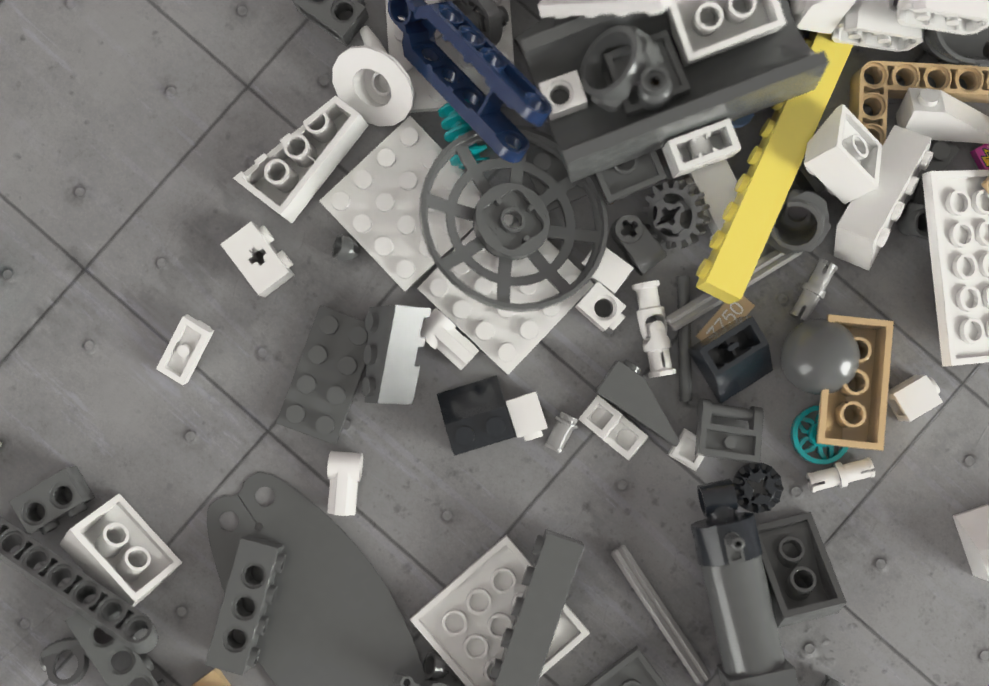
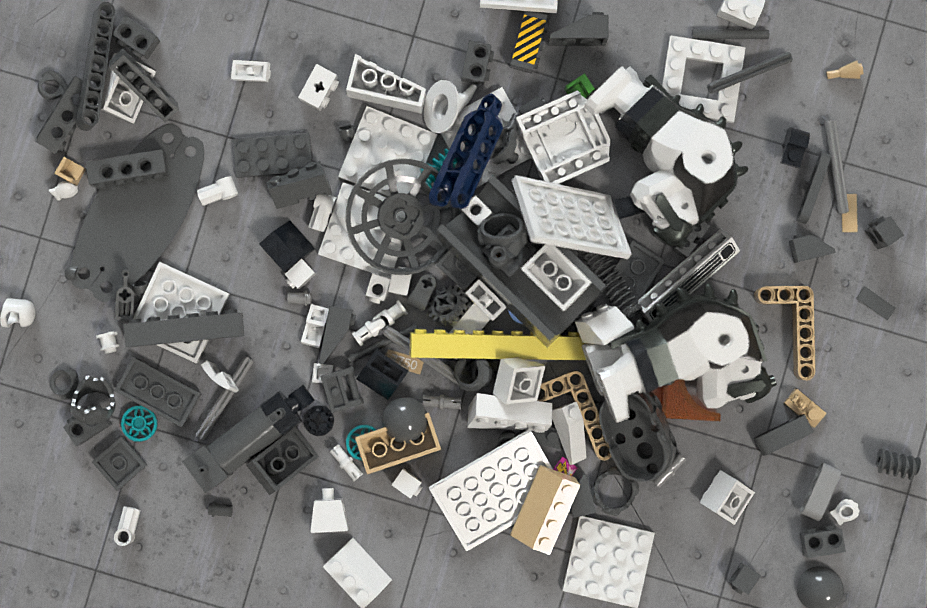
camera: 65 degrees right, 0 degrees up
(127, 522) = (143, 85): none -> dark grey brick
(635, 605) = (221, 378): none -> white slope
(908, 536) = (329, 513): none -> white torso

